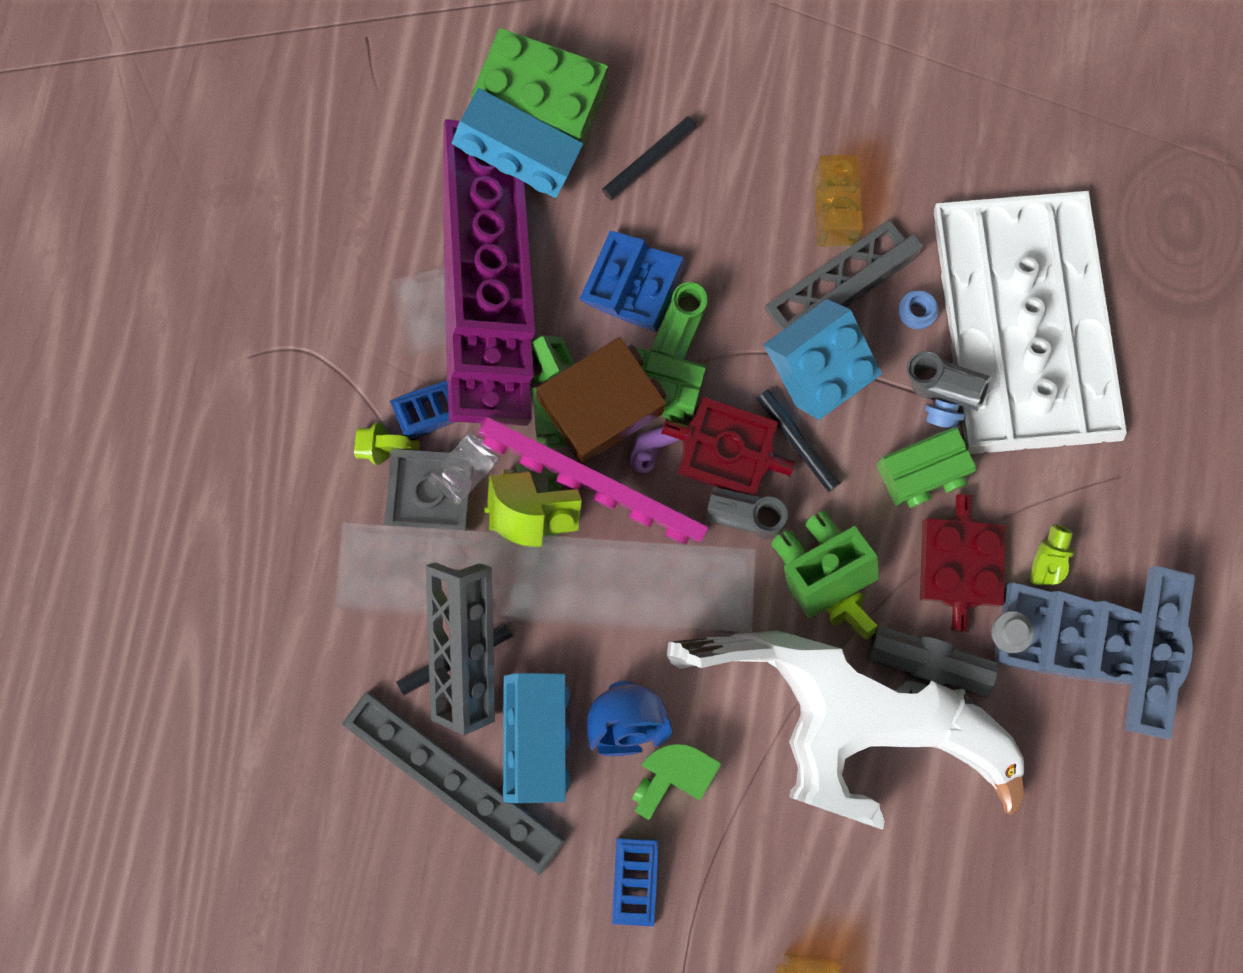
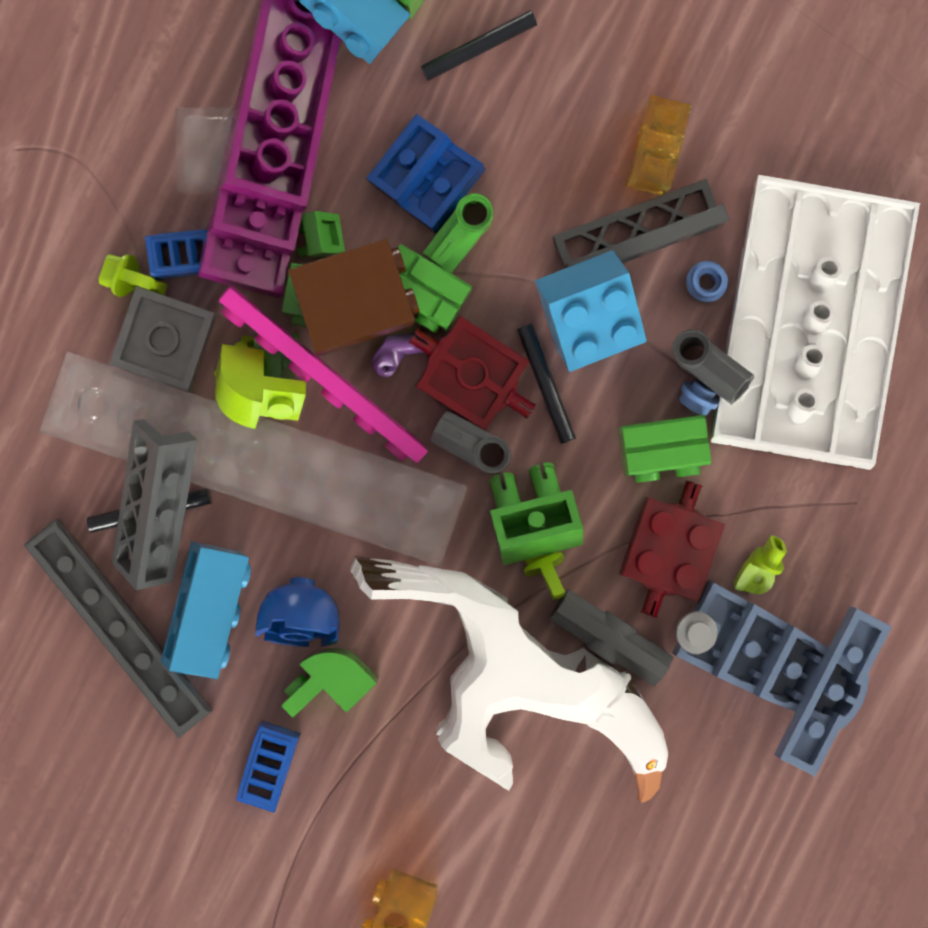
camera: 20 degrees right, 10 degrees up
(463, 469) = (198, 329): clear bracket -> none

